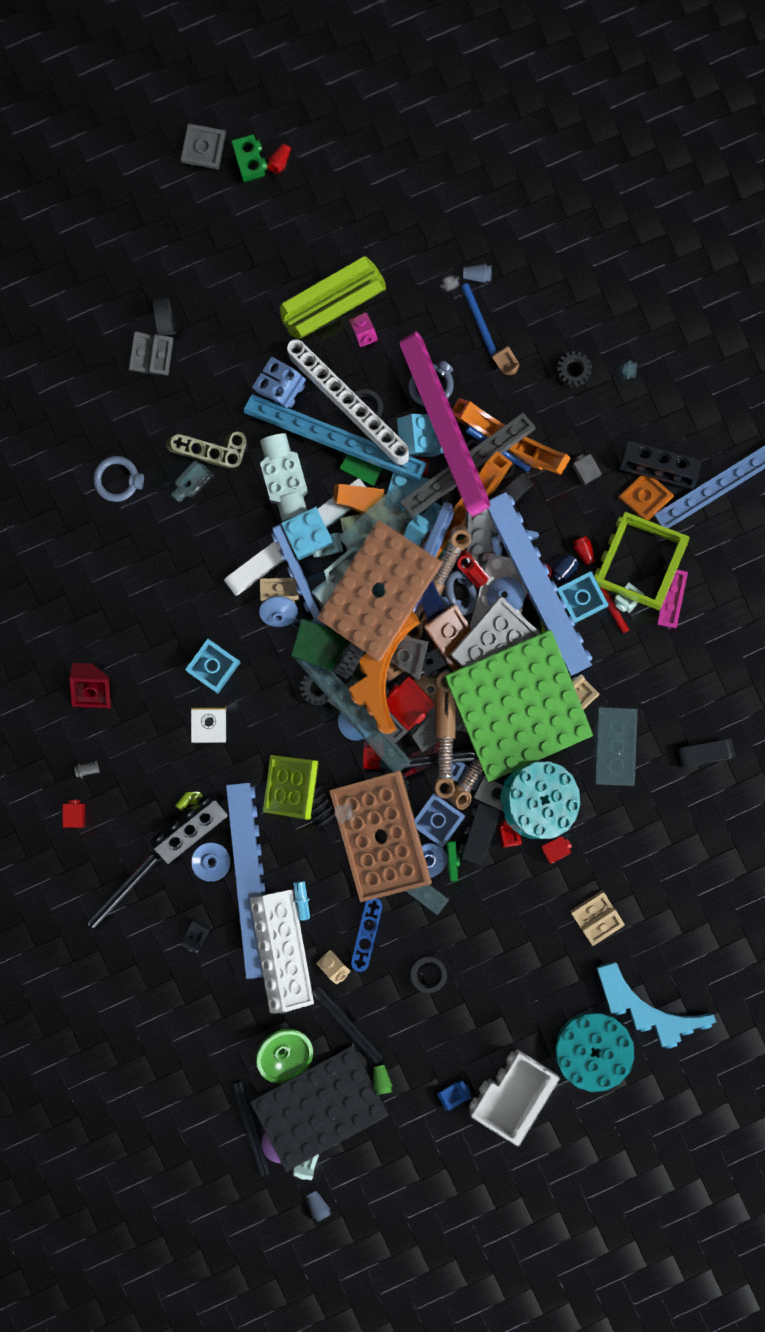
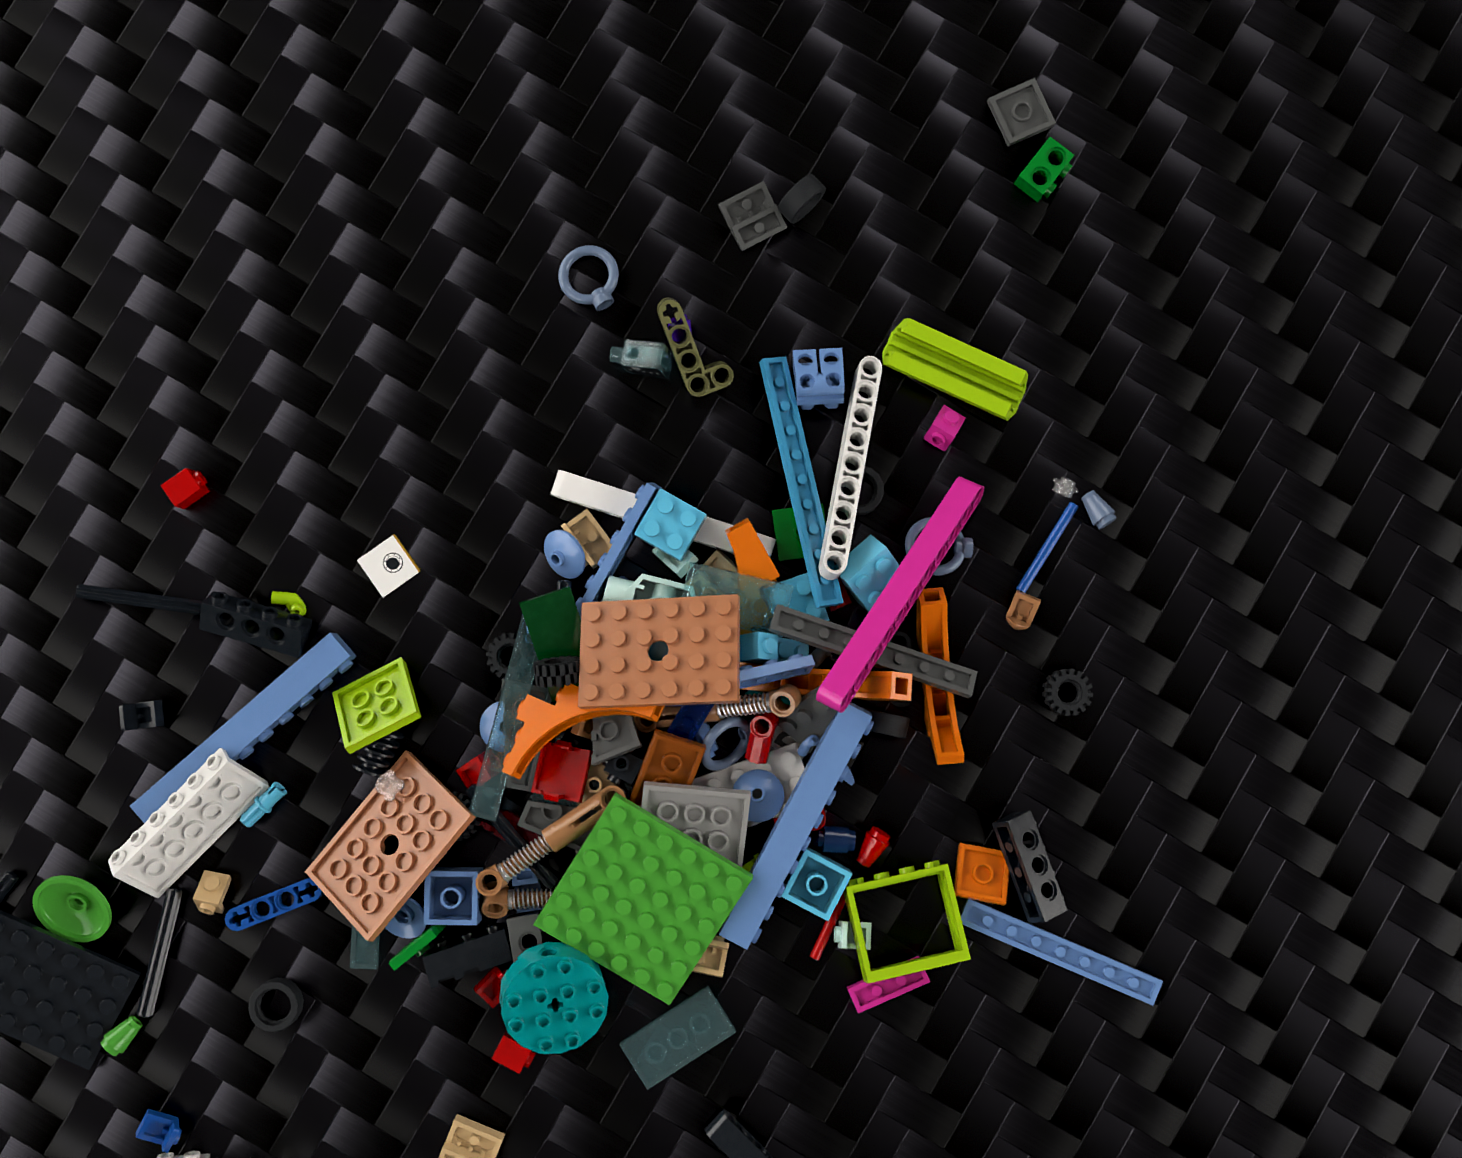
camera: 60 degrees right, 0 degrees up
(86, 769) = (246, 466): dark grey pin -> none
(89, 686) = (337, 404): dark red slope -> none
(206, 871) = (224, 677): medium blue dish -> none
(212, 666) = (453, 524): medium azure brick -> none
(278, 159) = (1066, 202): red cone -> none
(283, 476) = (717, 455): light aqua brick -> none
(511, 457) = (918, 687): blue bar -> none
(586, 468) = (965, 785): flat silver brick -> none
(630, 369) = (1112, 755): clear light blue plate -> none

